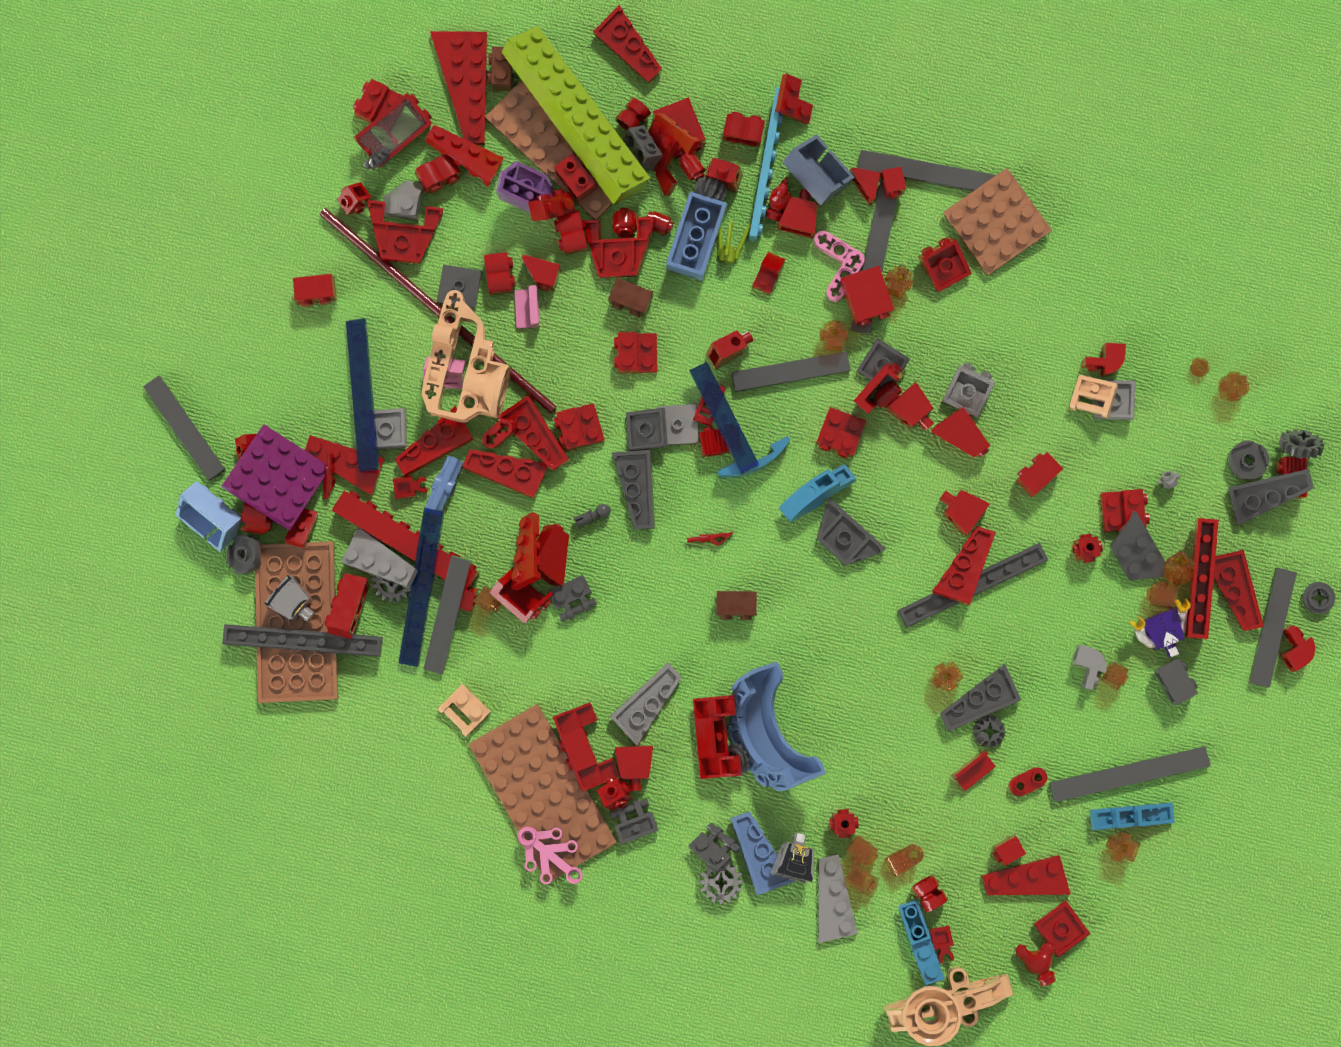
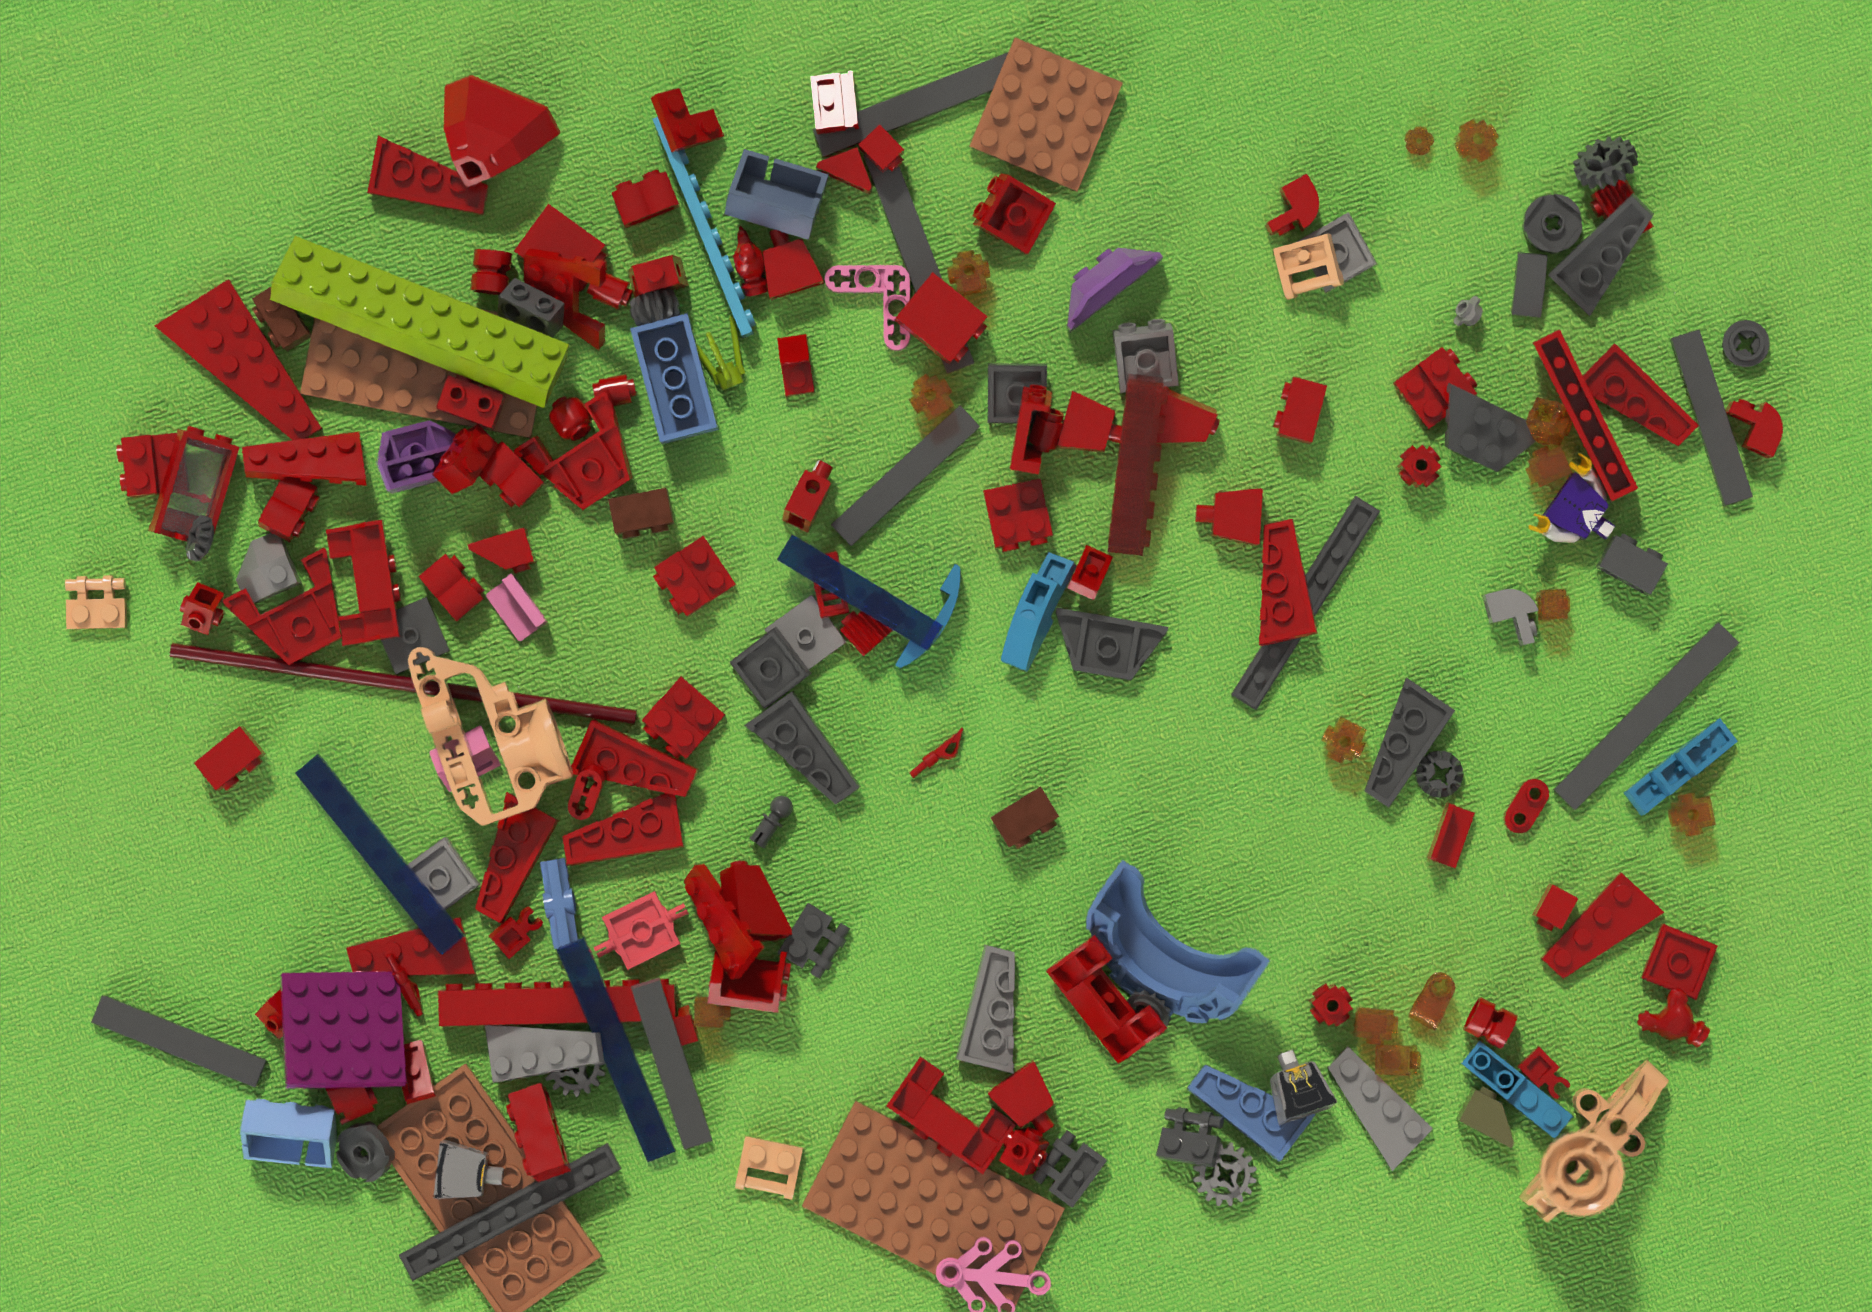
camera: 35 degrees left, 5 degrees up
(295, 166) = (96, 613): none -> light nougat plate
(457, 243) = (373, 581): none -> red bracket
(479, 530) = (641, 930): none -> coral plate
(684, 37) = (492, 128): none -> red brick
(860, 490) = (1090, 572): none -> red slope
(883, 141) = (834, 102): none -> plate
(894, 946) = (1486, 1115): none -> olive slope
(926, 443) = (1136, 463): none -> clear red brick
(974, 334) = (1106, 280): none -> medium lavender wedge
(1213, 486) = (1529, 284): none -> dark grey slope

